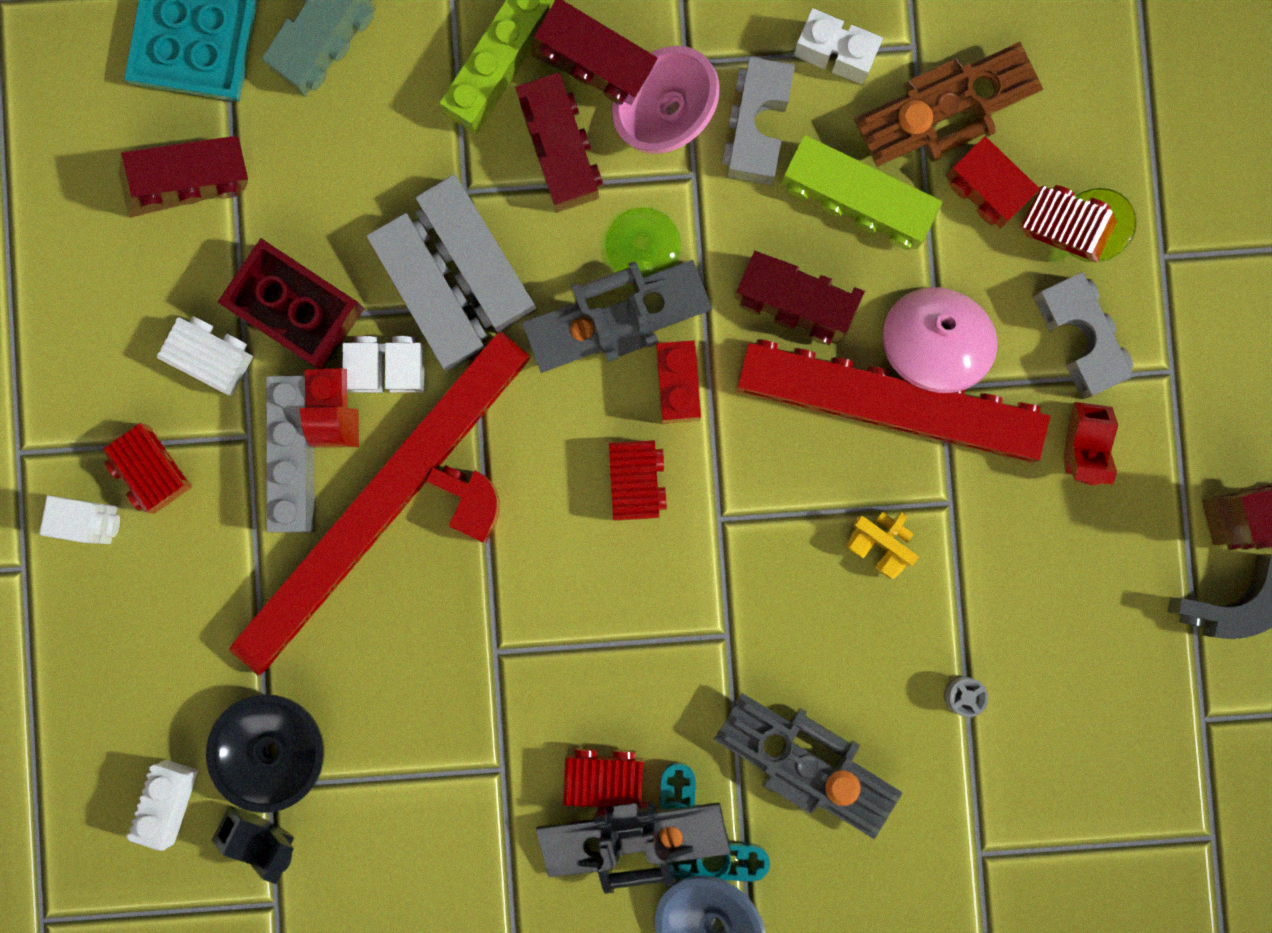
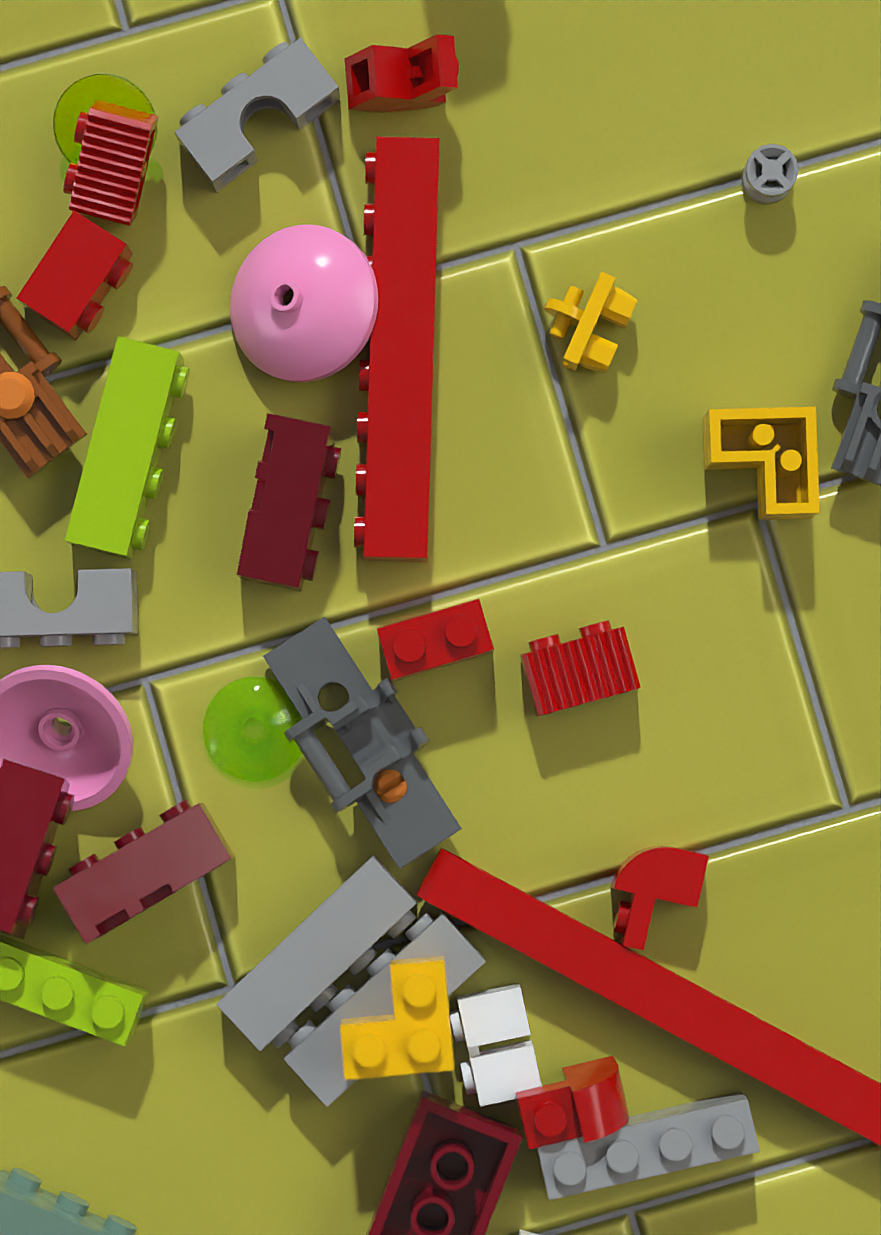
camera: 105 degrees left, 0 degrees up
(400, 303) = (414, 1036): none -> yellow brick
(768, 657) = (778, 444): none -> yellow brick

